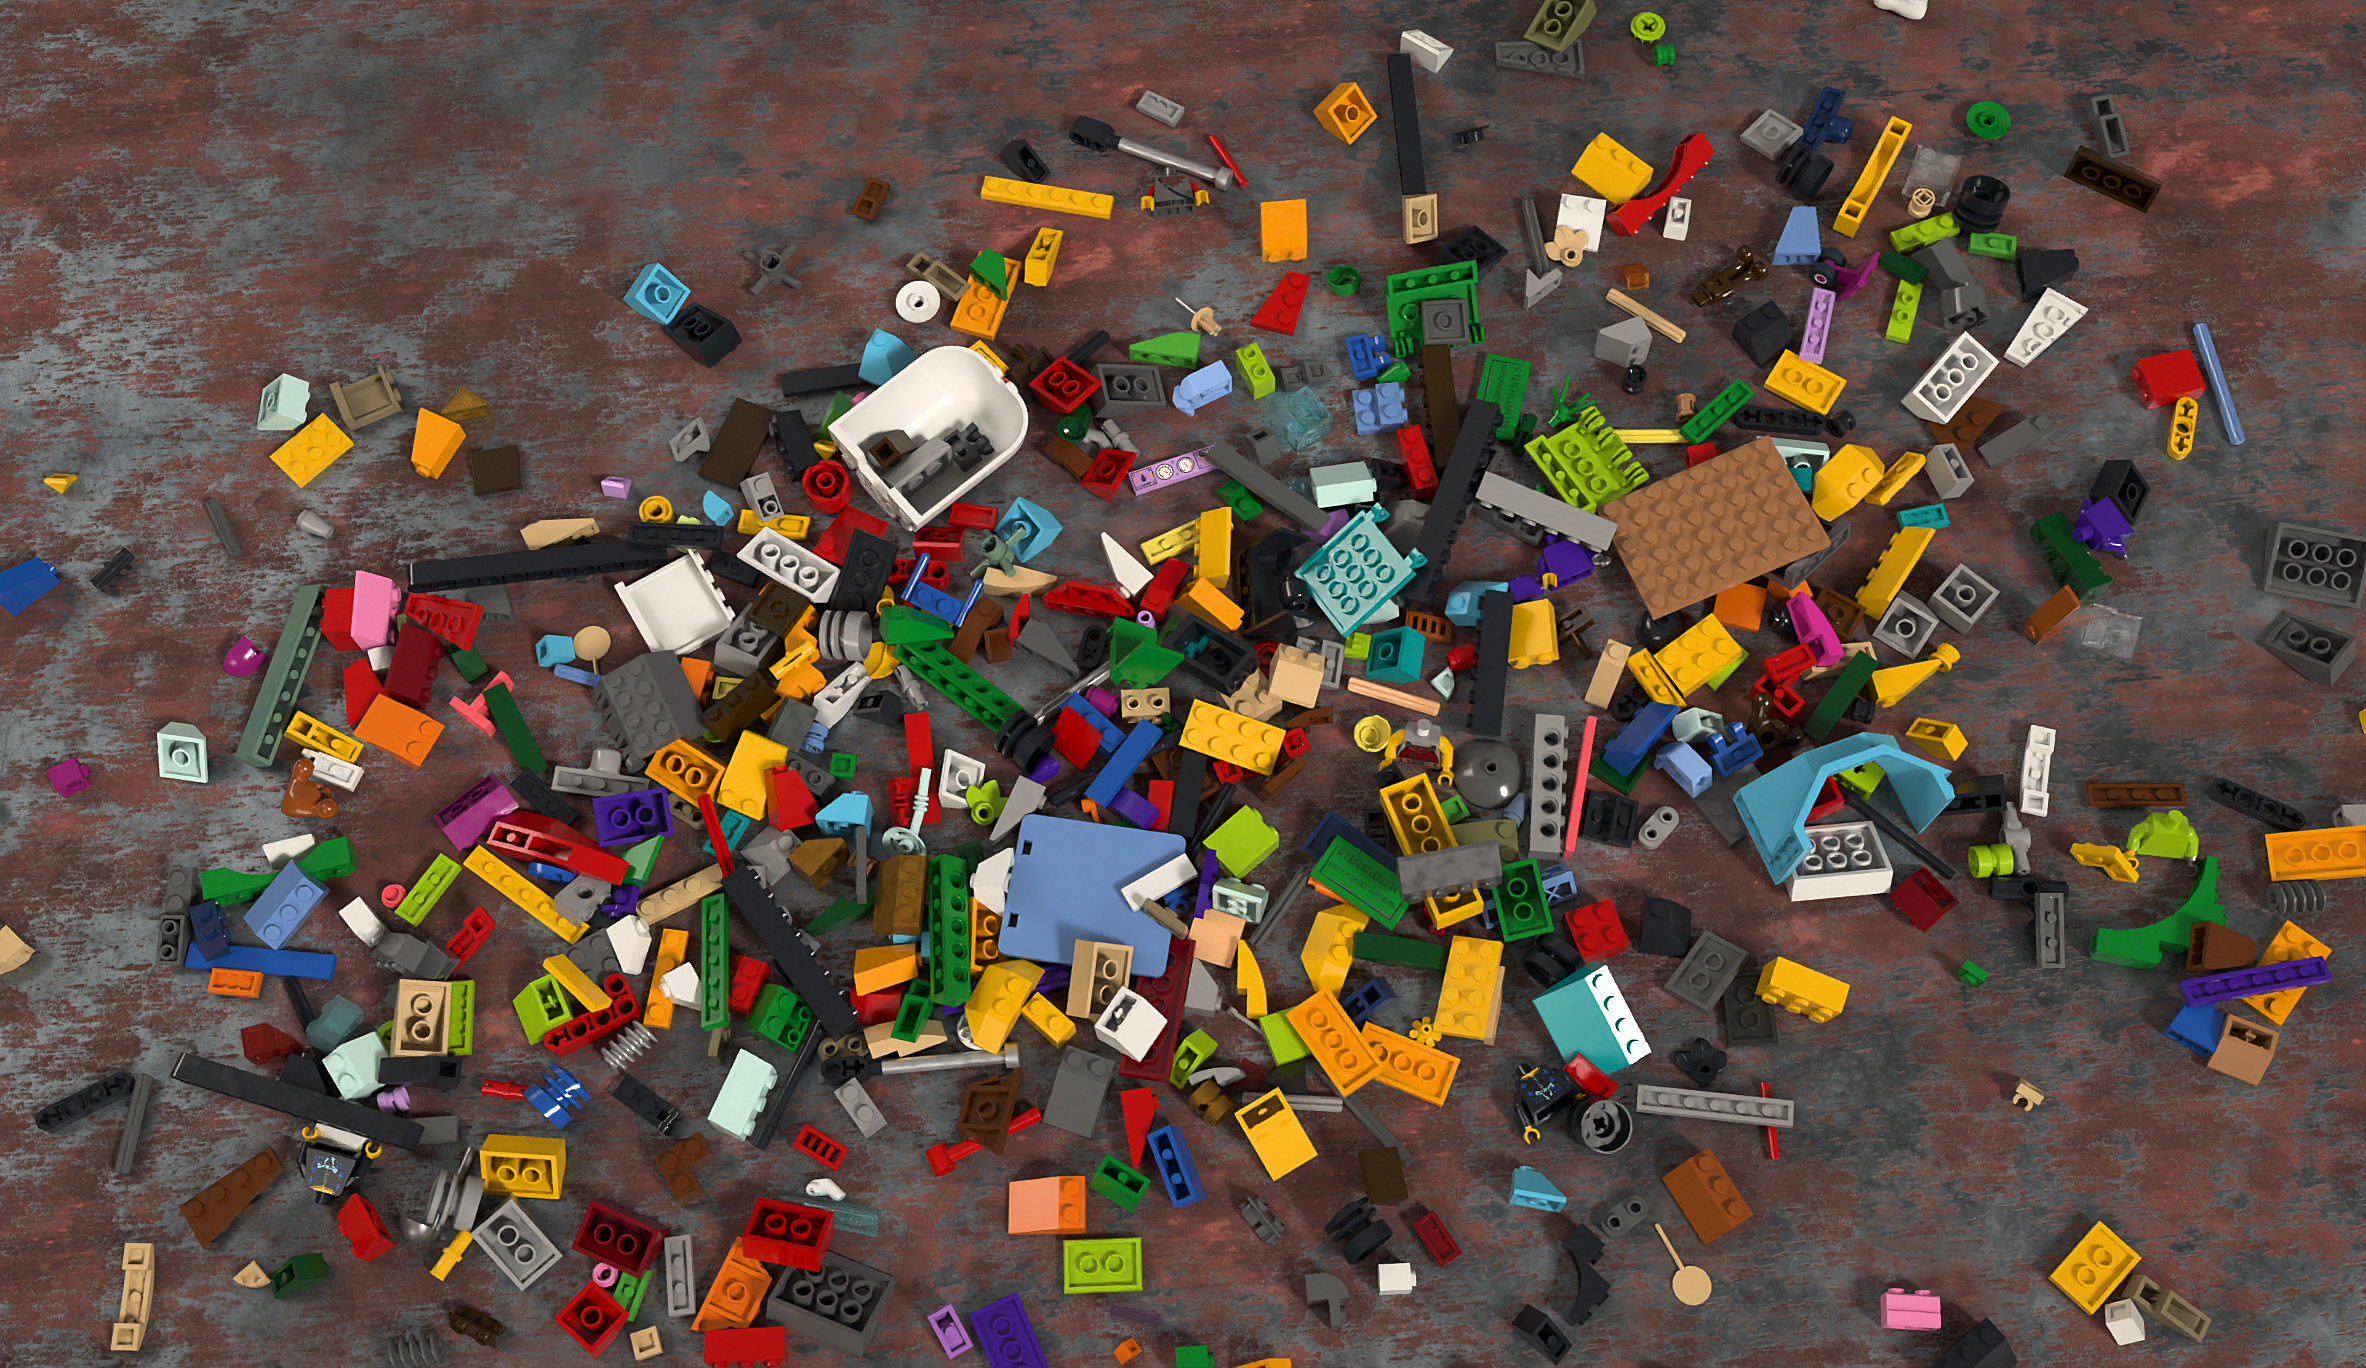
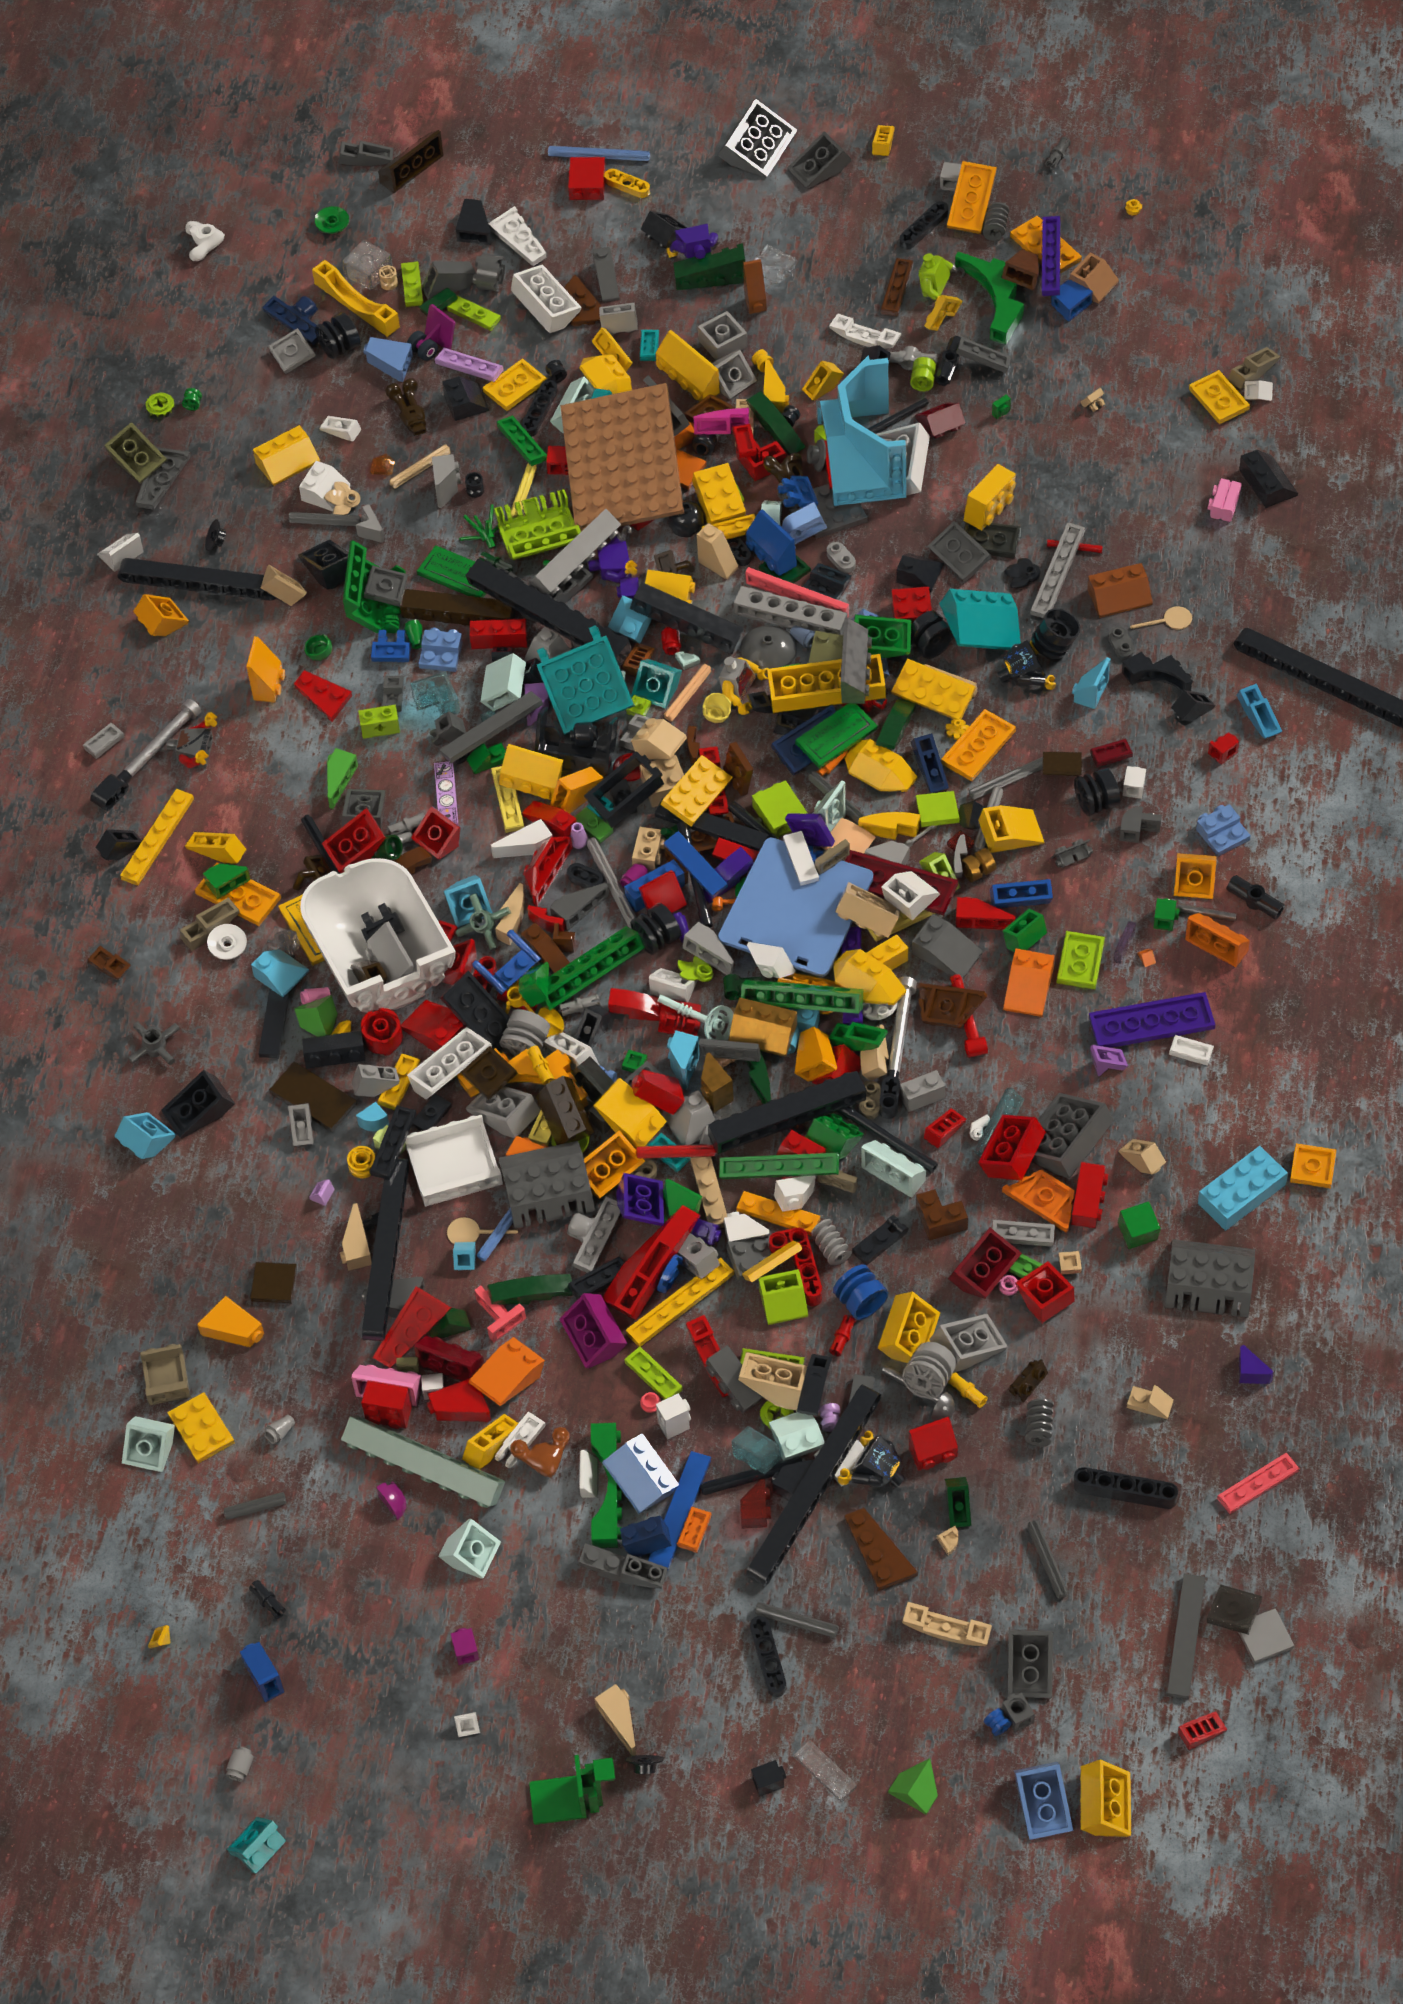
camera: 75 degrees left, 10 degrees down
(398, 953) = (710, 1386): dark grey brick -> none
(466, 407) = (203, 1293): clear yellow slope -> none
(1137, 656) = (610, 838): green piece -> none
(1201, 319) = (319, 746): tan piece -> none
(1202, 388) = (381, 760): light blue piece -> none
(1227, 160) = (169, 706): red bar -> none
(1335, 1042) = (953, 777): light orange plate -> none
(1590, 1077) = (1018, 635): red tile -> none
(1685, 407) = (509, 459): medium nougat bush -> none
(1688, 157) = (295, 405): red arch -> none
(1981, 204) = (407, 239): black wheel -> none
(1993, 245) = (438, 246): bright green plate -> none

